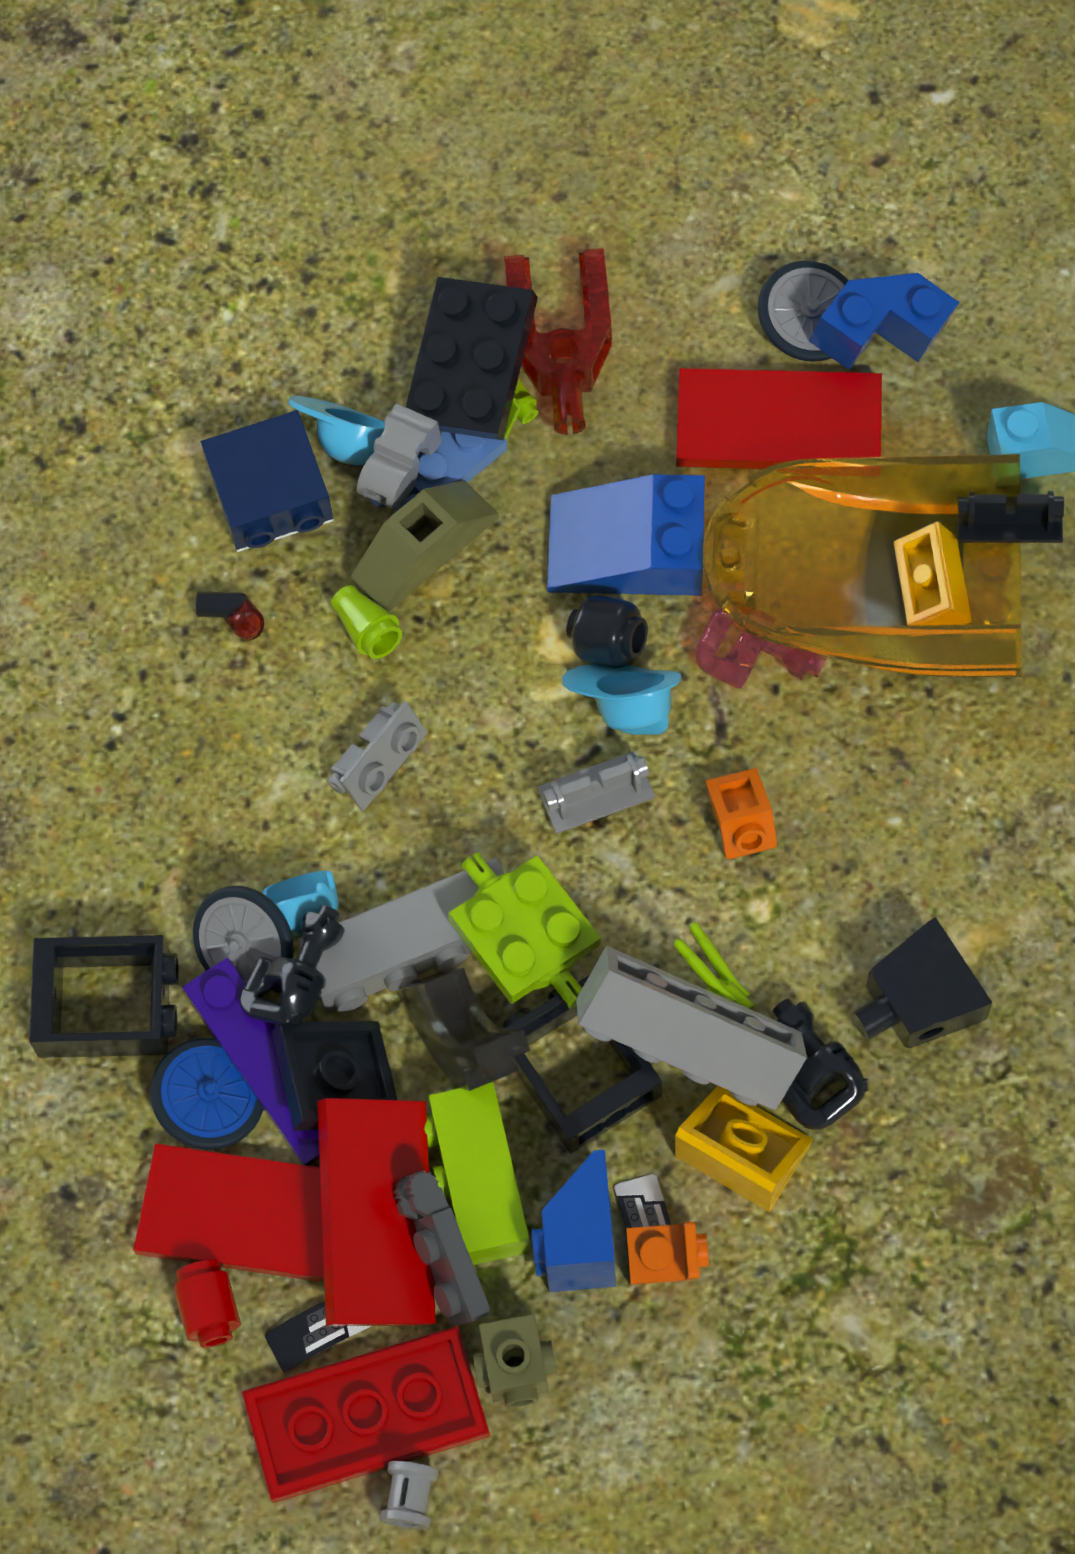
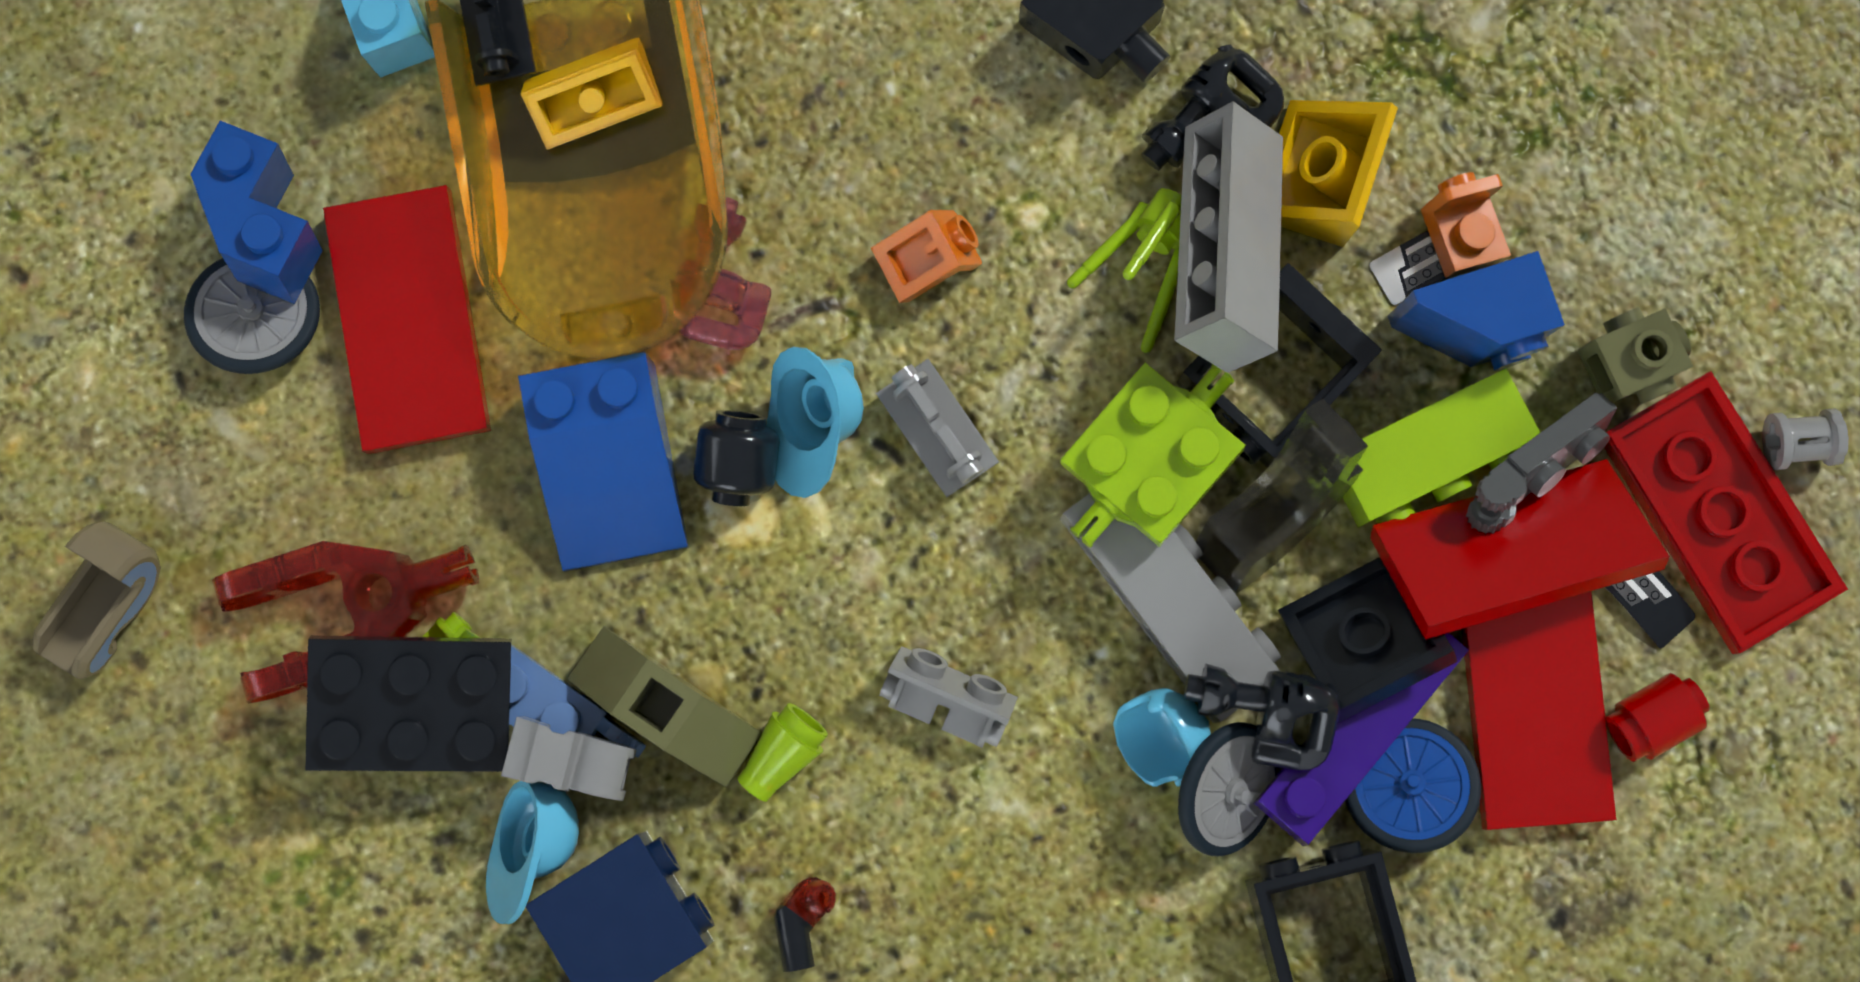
camera: 105 degrees left, 15 degrees up
(608, 173) = (97, 600): none -> dark tan animal

